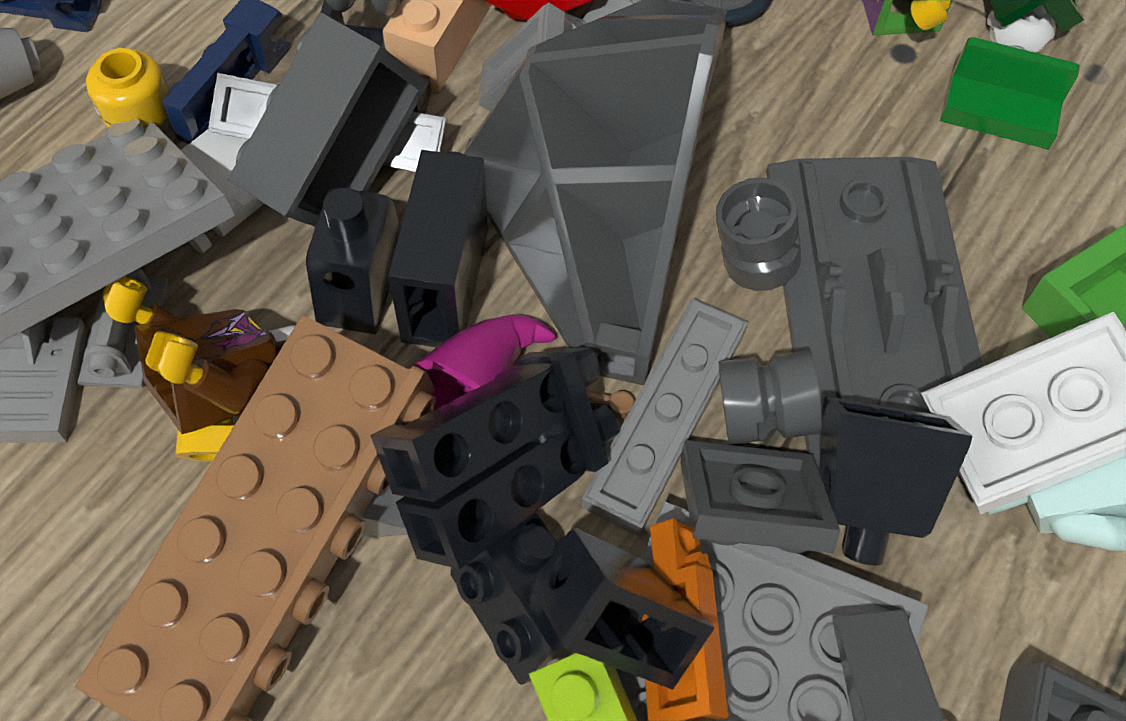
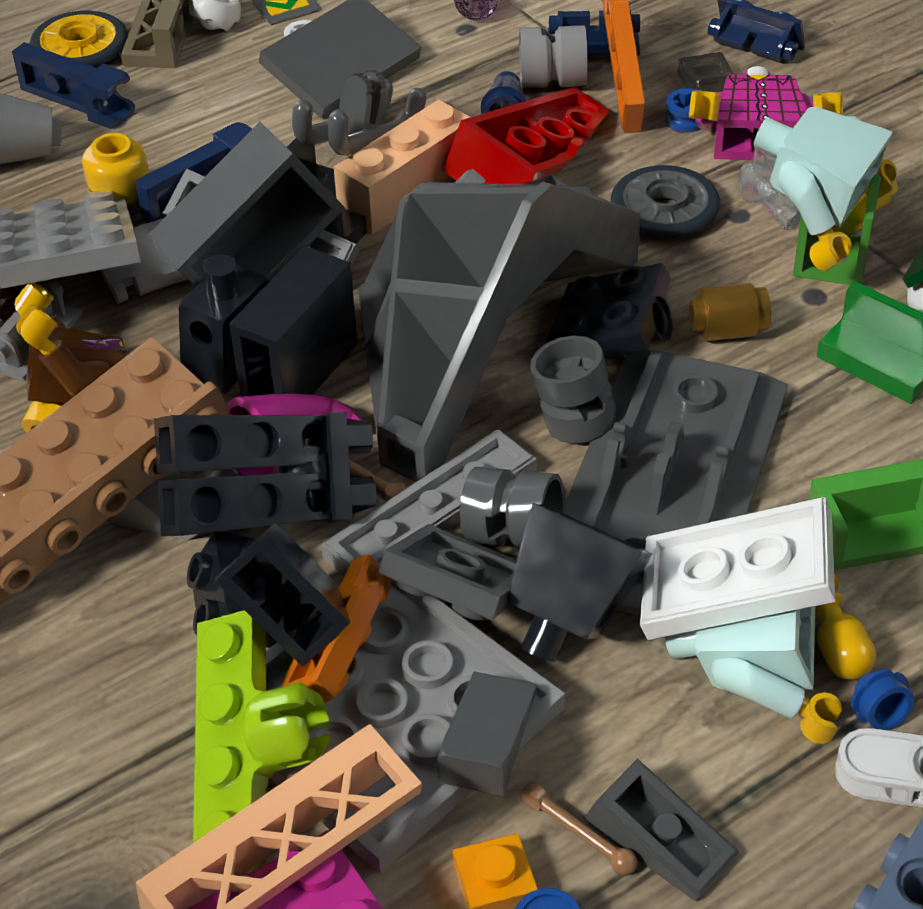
camera: 25 degrees right, 15 degrees down
(747, 133) = (617, 310): none -> black plate
(851, 95) = (730, 311): none -> pearl gold brick

